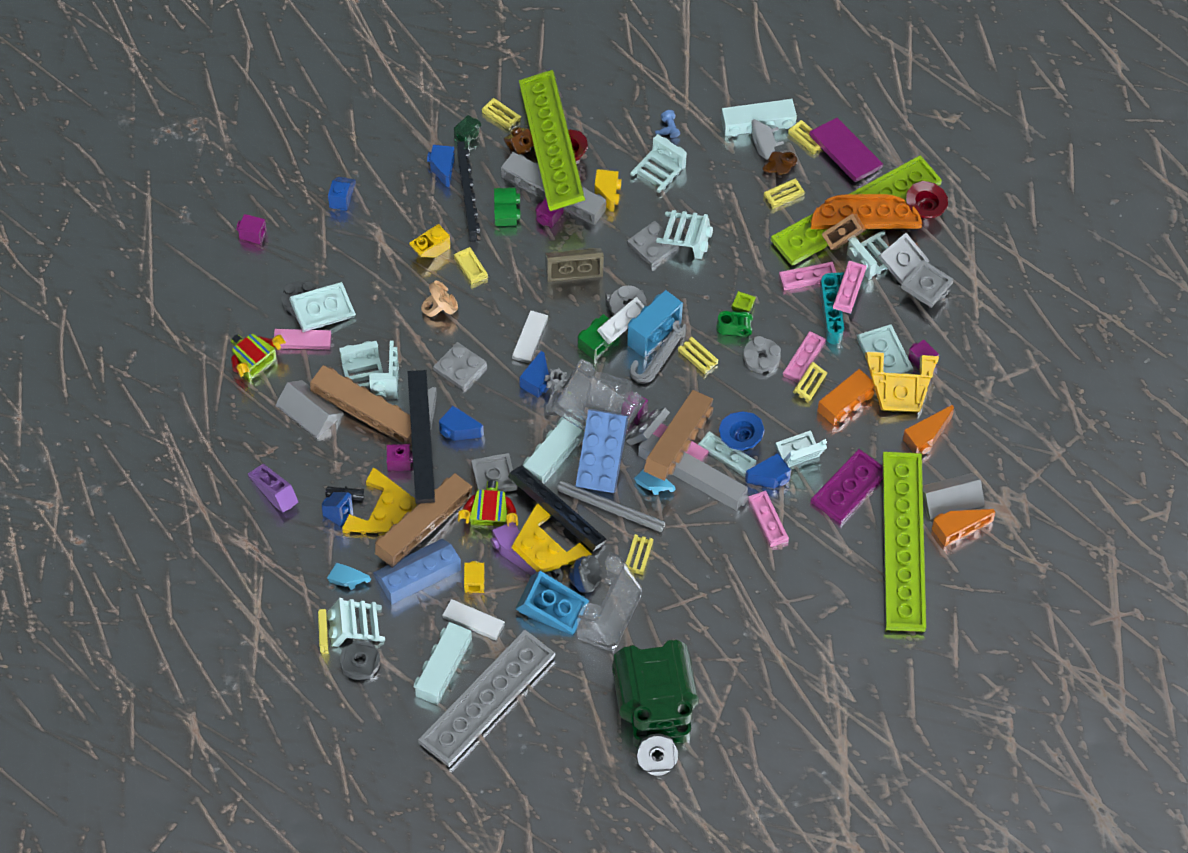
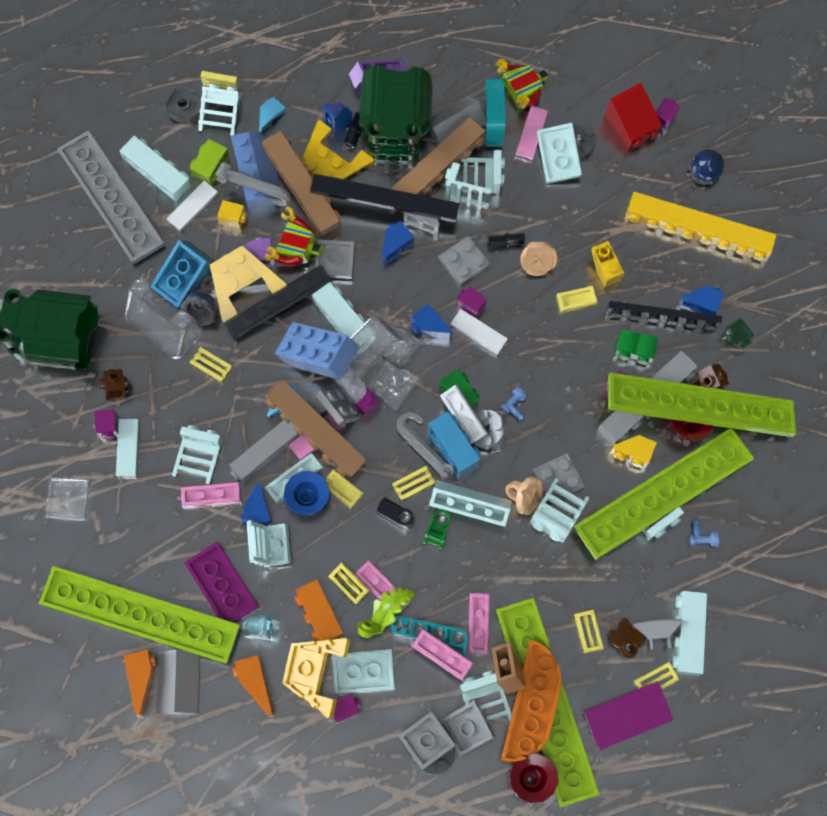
camera: 105 degrees right, 15 degrees up
(265, 252) = (633, 116): none -> red slope
(288, 369) = (494, 112): none -> teal beam
(301, 185) = (706, 167): none -> dark blue hair
(325, 447) = (395, 112): none -> dark green piece
(340, 193) = (692, 198): blue slope -> none
(366, 180) = (700, 226): none -> yellow brick
(399, 457) = (377, 177): magenta brick -> none
(420, 614) = (208, 161): none -> lime brick
(427, 333) = (506, 240): none -> black axle
(440, 578) = (226, 173): none -> light grey piece
(499, 116) = (743, 383): light yellow tile -> none
(503, 346) = (471, 301): none -> magenta brick
(556, 379) = (413, 328): light grey gear -> none
(574, 264) = (550, 391): dark tan slope -> none
(598, 295) = (509, 406): none -> medium blue piece
(611, 506) = (263, 360): light grey axle -> none
(643, 158) = (663, 493): none -> lime plate
(679, 262) = (527, 495): none -> light nougat tile
(690, 627) = (113, 384): none -> reddish brown brick
(703, 300) = (470, 503): none -> light aqua brick
(720, 539) = (200, 441): none -> light aqua plate
(725, 406) = (343, 489): none -> light yellow tile
(731, 625) = (106, 424): none -> magenta brick
(732, 359) = (394, 513): none -> black piece
(743, 302) = (460, 545): lime plate -> none
(747, 603) = (127, 448): none -> light aqua tile
(761, 345) = (407, 545): light grey plate -> none
(816, 640) = (67, 499): none -> clear tile
(826, 344) = (384, 612): none -> lime plant
(878, 436) = (257, 627): none -> clear light blue slope

